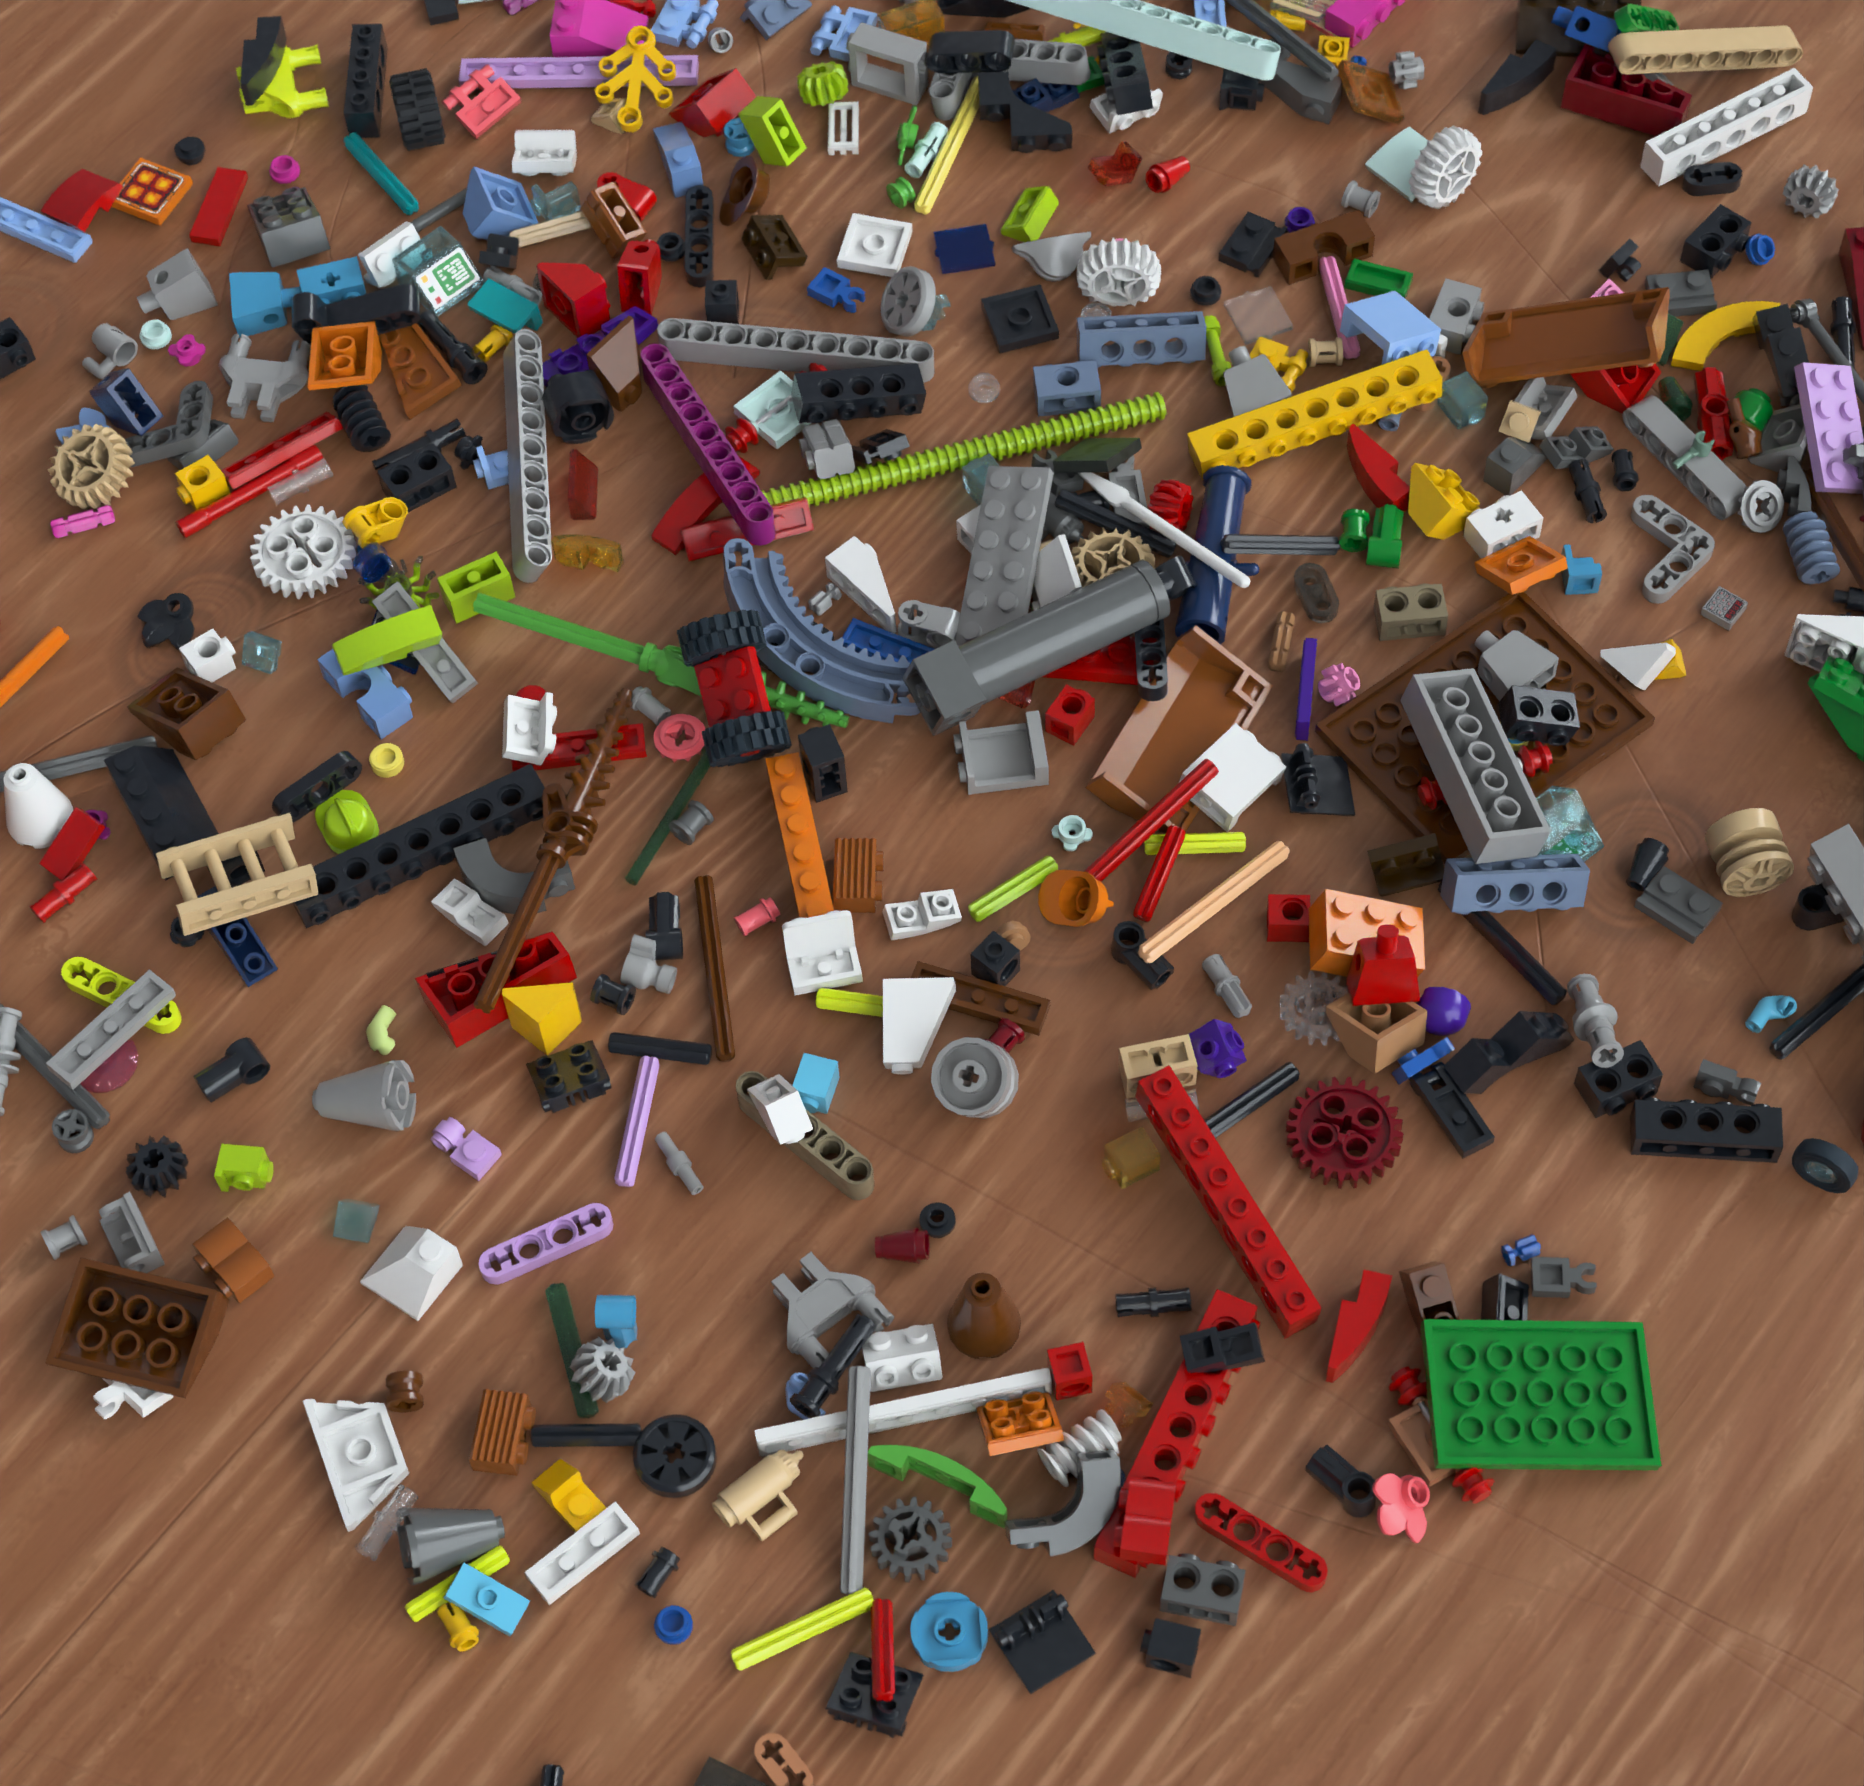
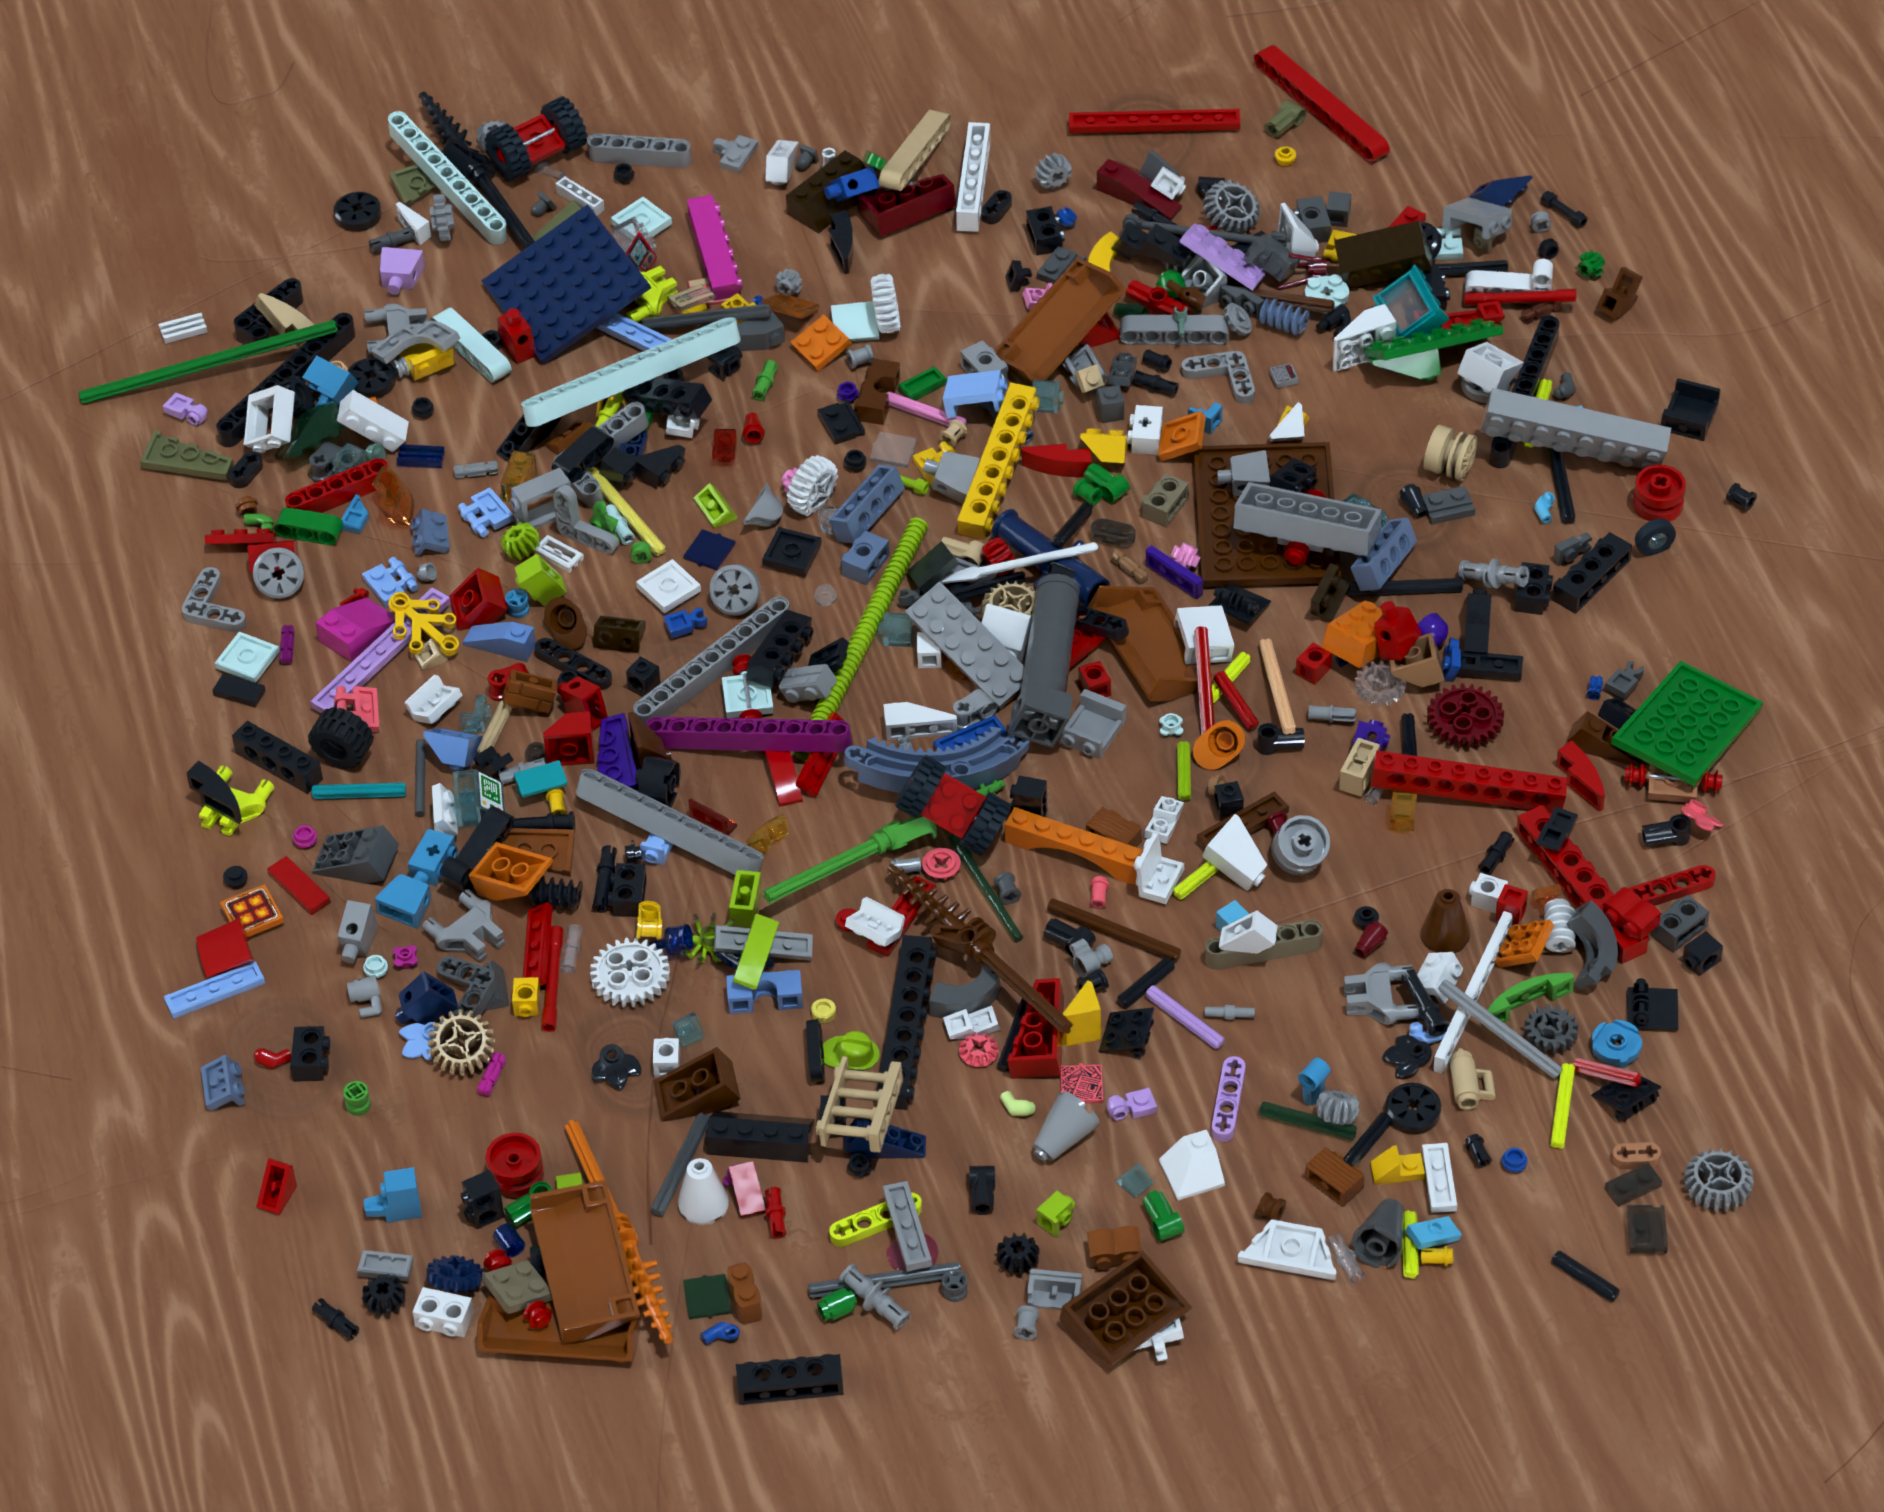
camera: 55 degrees left, 10 degrees down
(309, 1290) = (1164, 1220): none -> green piece
(444, 953) = (978, 1058): none -> coral gear
(463, 1077) = (1083, 1082): none -> coral piece
(751, 1395) = (1405, 1055): none -> black plate
(883, 113) = (573, 528): none -> light grey beam
(1078, 1316) = (1486, 892): none -> white brick
(1154, 465) = (969, 552): none -> tan piece
(1248, 141) = (764, 380): none -> bright green pin
(1347, 153) = (820, 342): none -> orange plate

